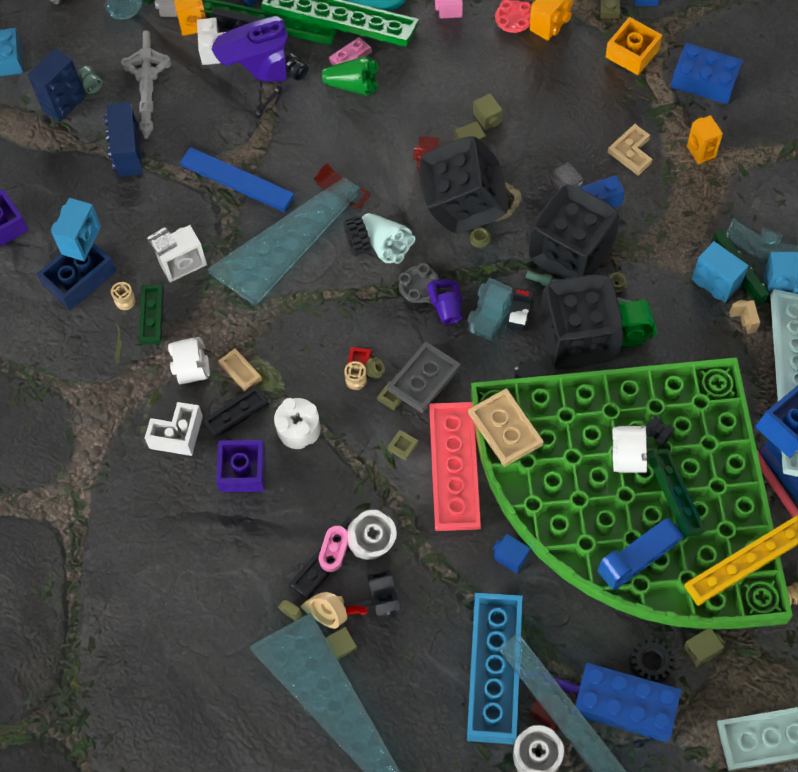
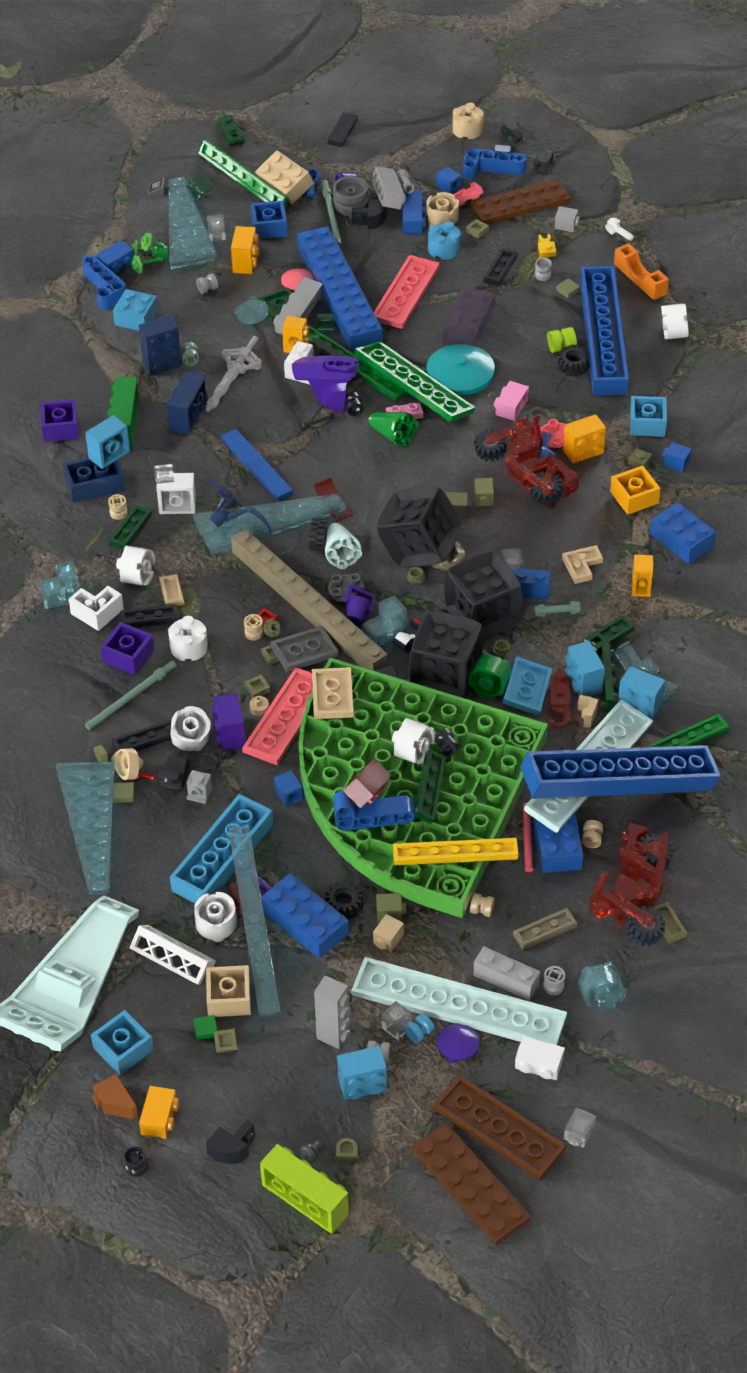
camera: 25 degrees right, 15 degrees down
(59, 172) = (125, 404): none -> green brick
(124, 424) = (59, 589): none -> clear light blue brick
(244, 259) = (220, 514): none -> dark blue plant
(289, 479) = (158, 674): none -> sand green bar
(332, 549) = (155, 729): bright pink plate -> none
(395, 320) = (308, 601): none -> dark tan brick
(406, 506) = (228, 722): none -> dark purple brick
(417, 466) = (259, 705): none -> tan tile
(419, 599) = (199, 786): none -> light grey brick
(508, 62) = (541, 476): none -> clear red piece
(518, 43) = (545, 451): none -> blue bar
(622, 527) = (368, 784): none -> brick
(654, 204) = (573, 607): none -> sand green bar
(672, 315) = (527, 686): none -> dark azure plate
(709, 218) = (610, 633): none -> dark green plate
(709, 312) = (560, 697): none -> clear red plate
(722, 679) = (388, 933): none -> tan brick

